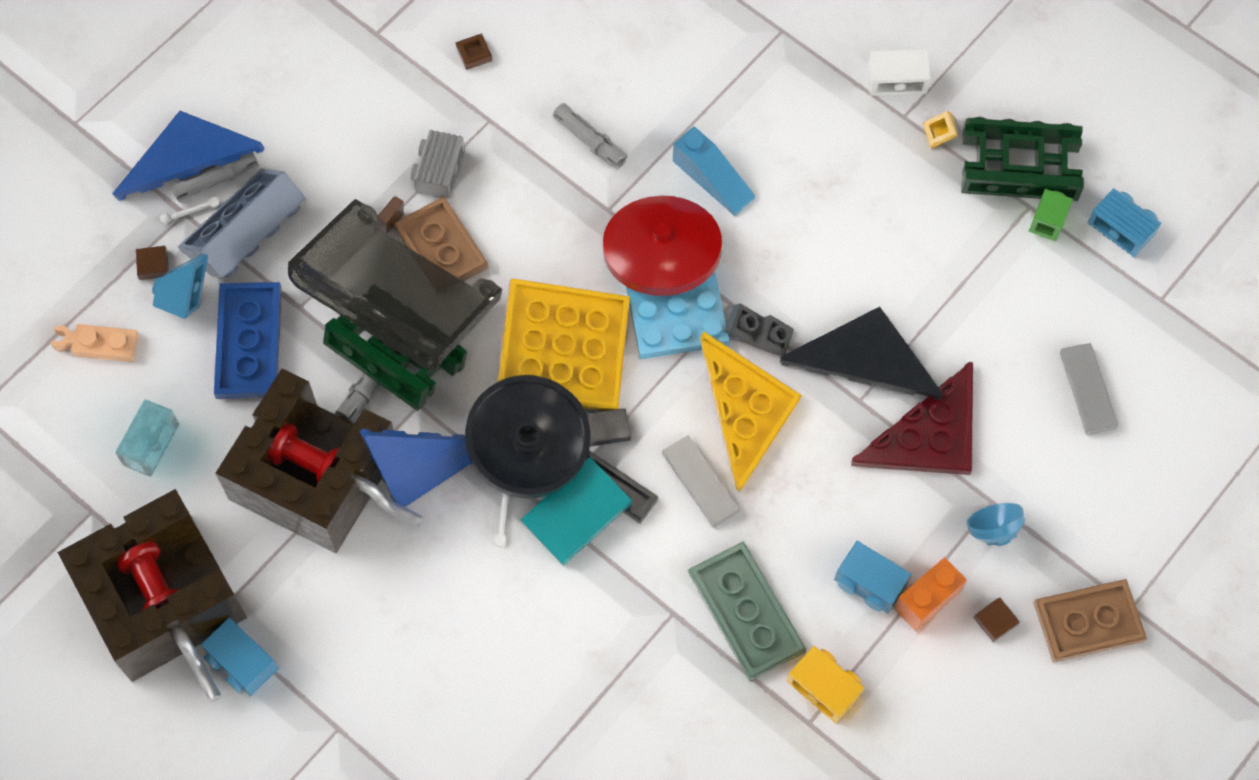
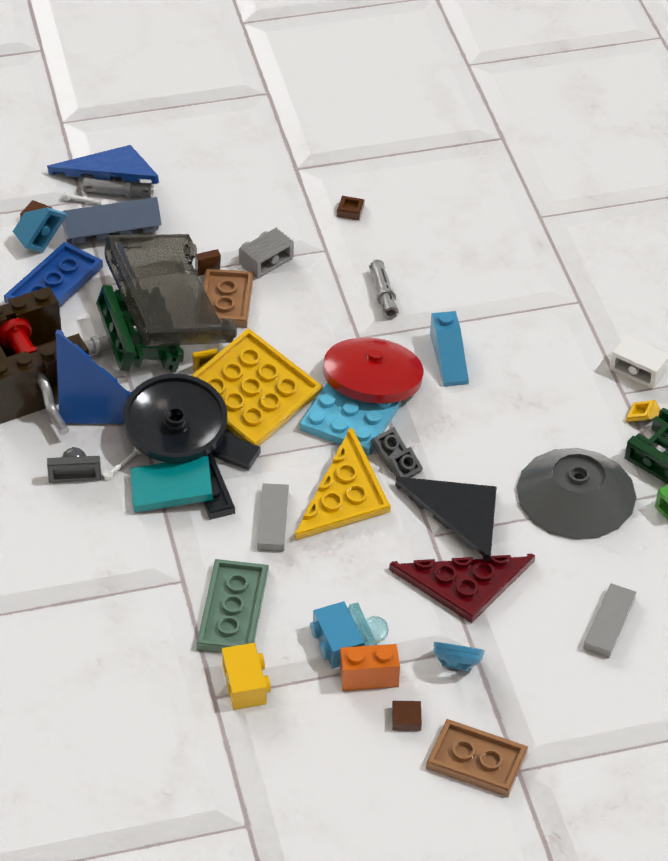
camera: 35 degrees right, 20 degrees down
(464, 555) = (74, 466): none -> dark grey tile
(487, 338) = (202, 357): none -> yellow slope
(898, 549) = (371, 629): none -> clear light blue tile
(943, 284) = (576, 493): none -> dark grey dish

